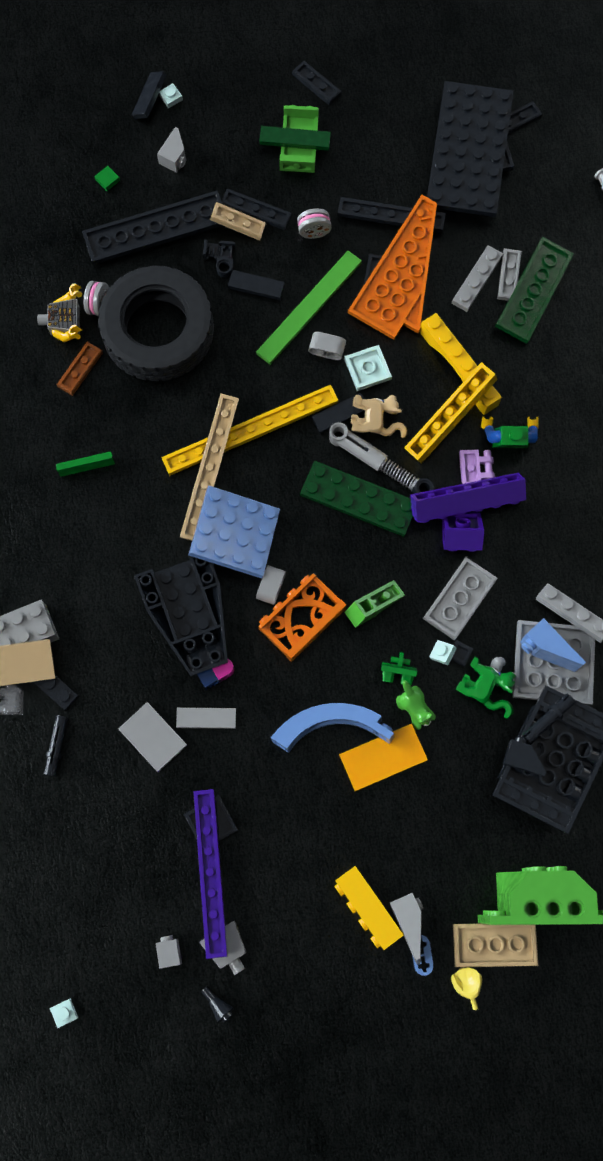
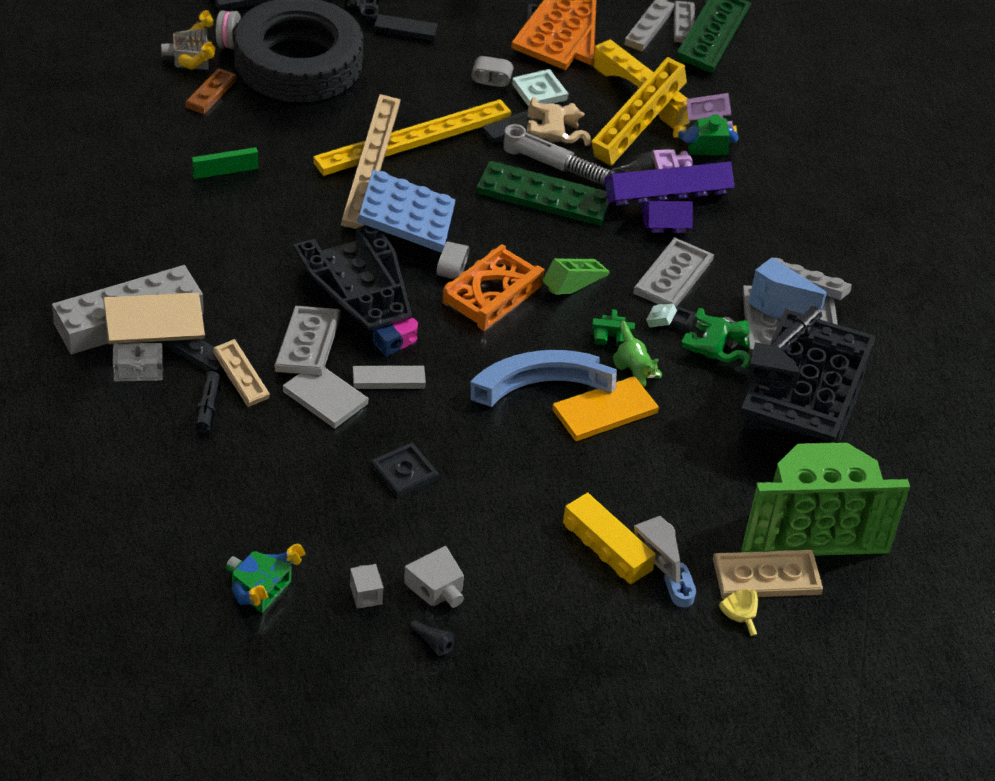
camera: 10 degrees left, 30 degrees down
(64, 1013) = (236, 652): light aqua plate -> none
(84, 715) = (241, 373): none -> tan tile
(85, 944) = (262, 576): none -> torso
(142, 677) = (308, 340): none -> light grey tile
(210, 874) = (412, 503): dark purple plate -> none
(308, 307) = (466, 45): bright green tile -> none
(514, 407) = (706, 106): none -> lavender plate

